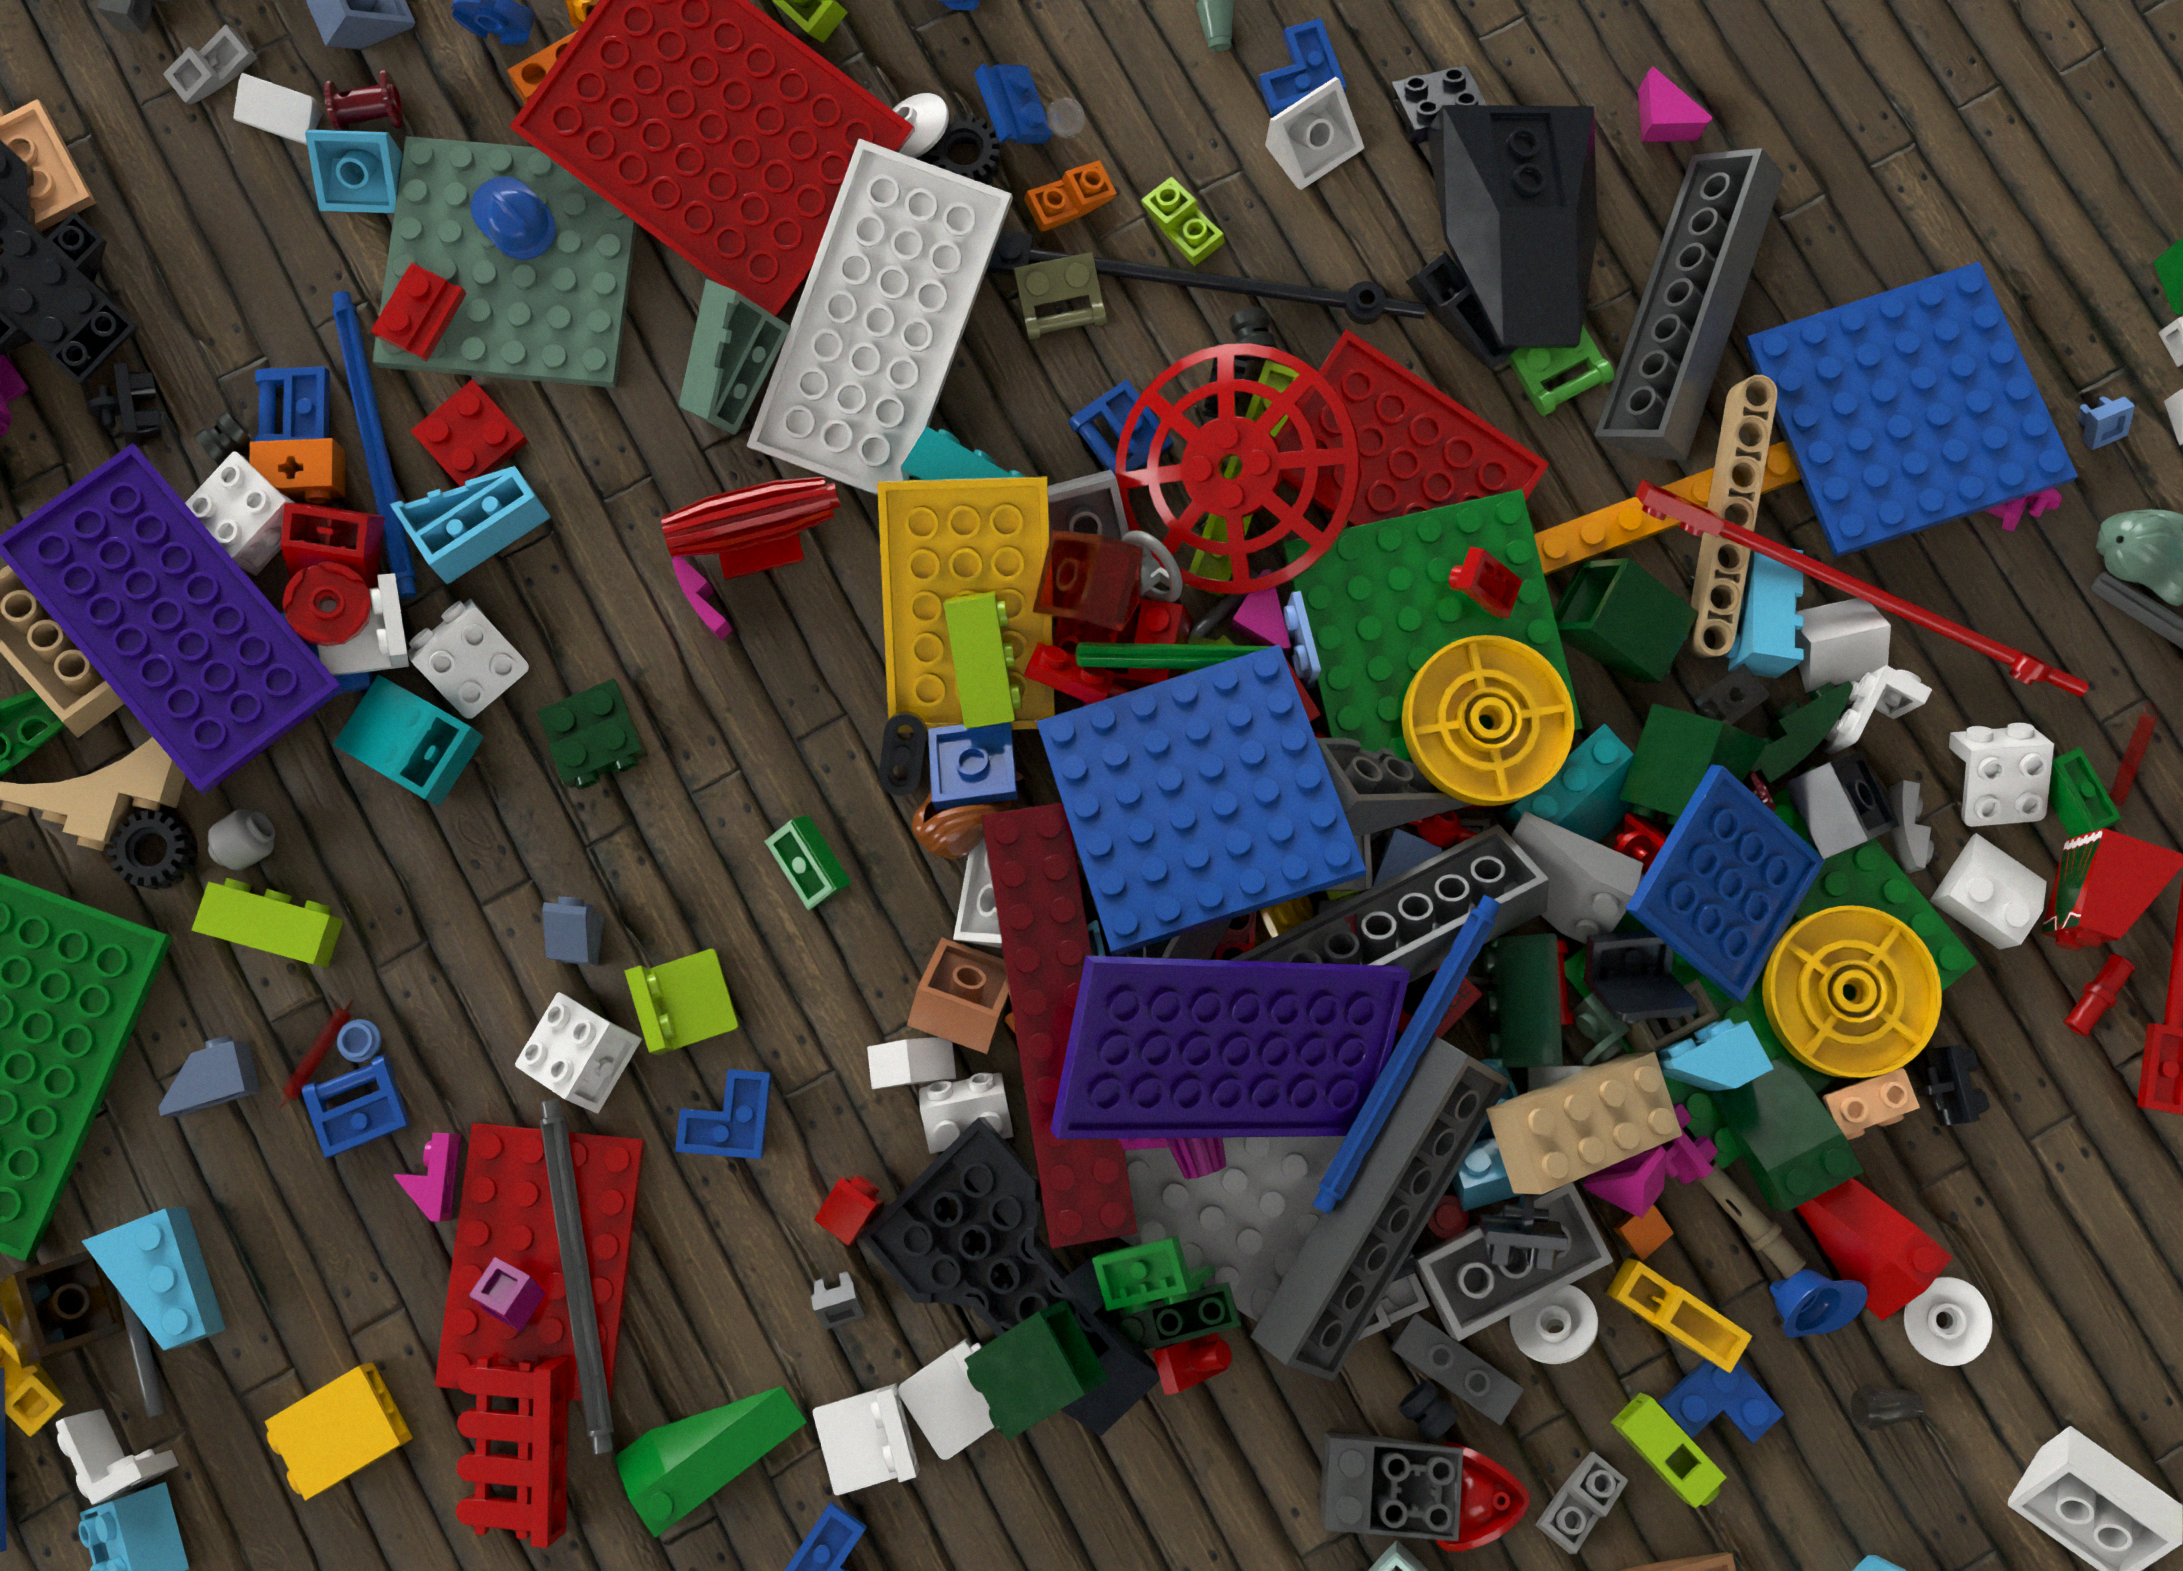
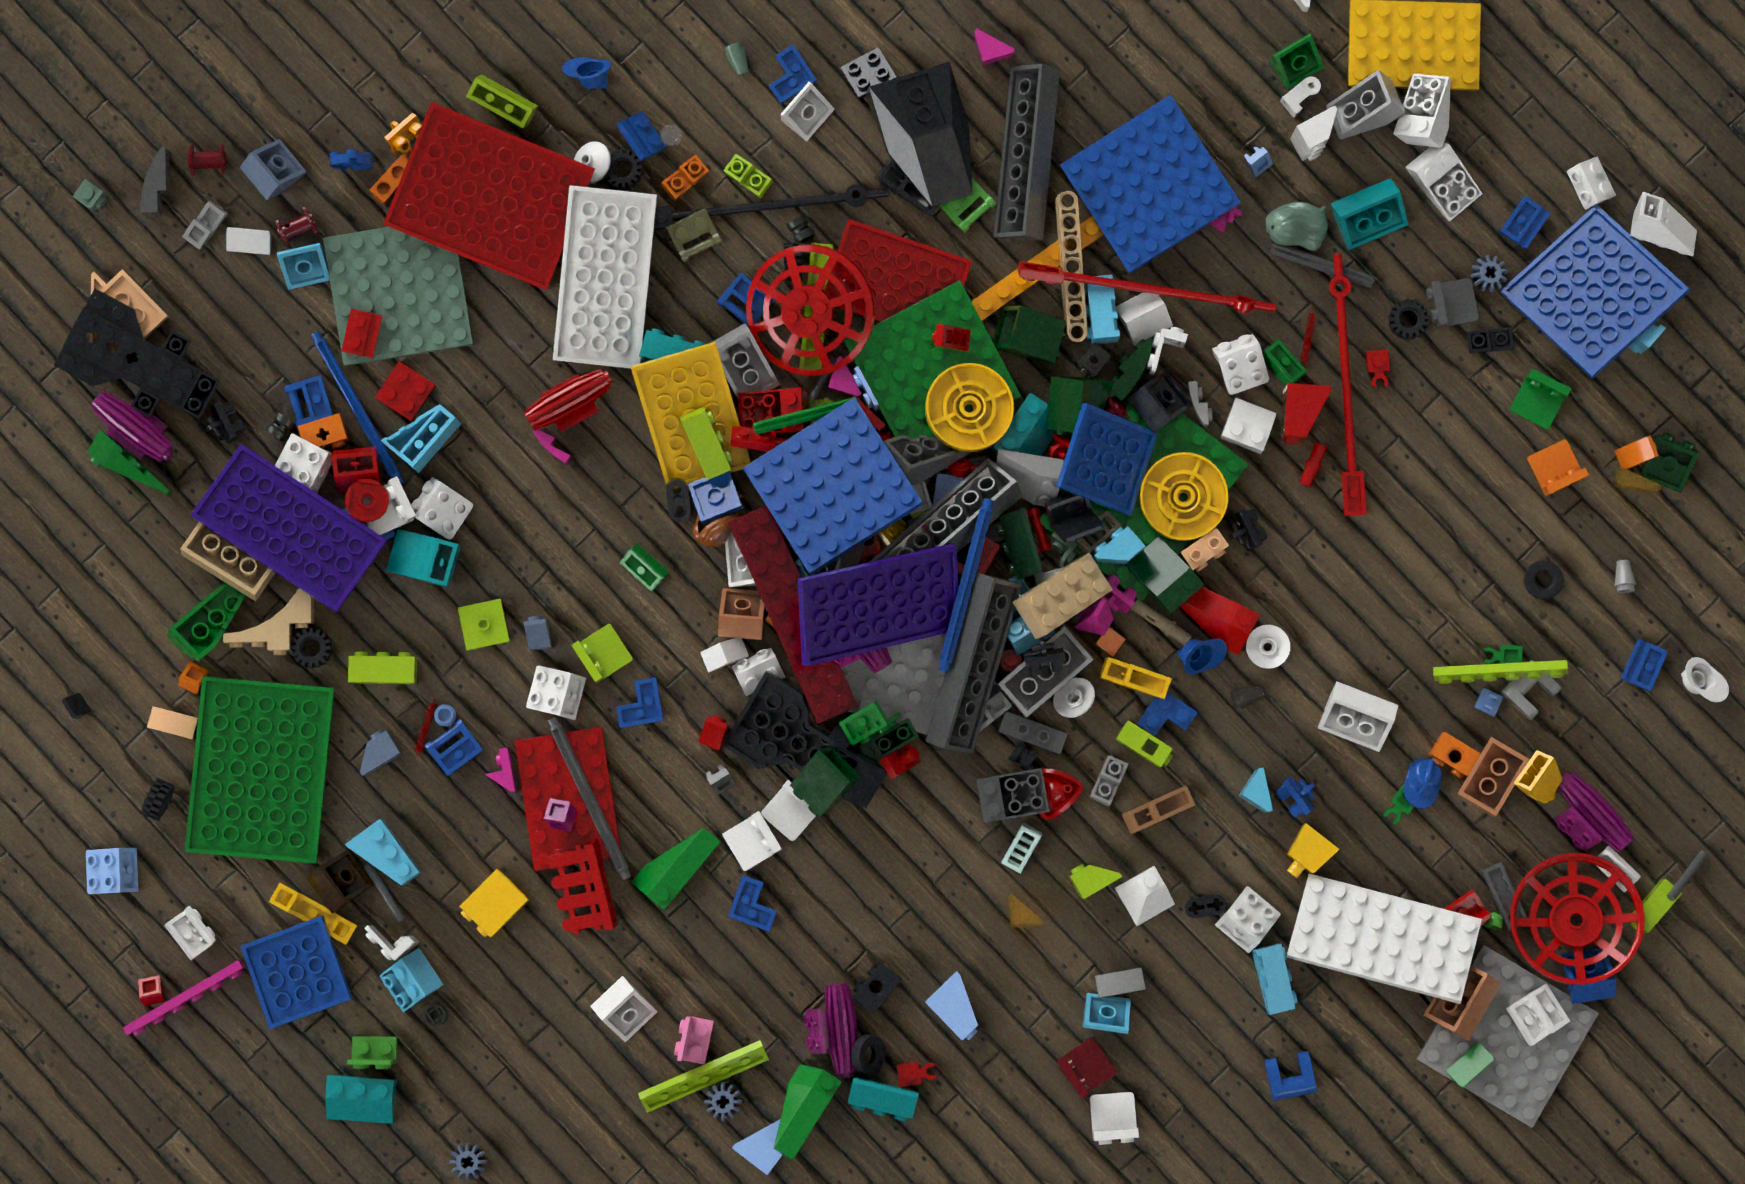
camera: 10 degrees left, 5 degrees up
(241, 839) = (355, 630): light grey head -> none
(482, 890) = (483, 624): none -> lime plate
(513, 218) = (395, 269): blue piece -> none
(592, 735) = (516, 531): dark green plate -> none
(729, 356) = (532, 317): sand green wedge -> none
(1101, 579) = (757, 388): clear red piece -> none

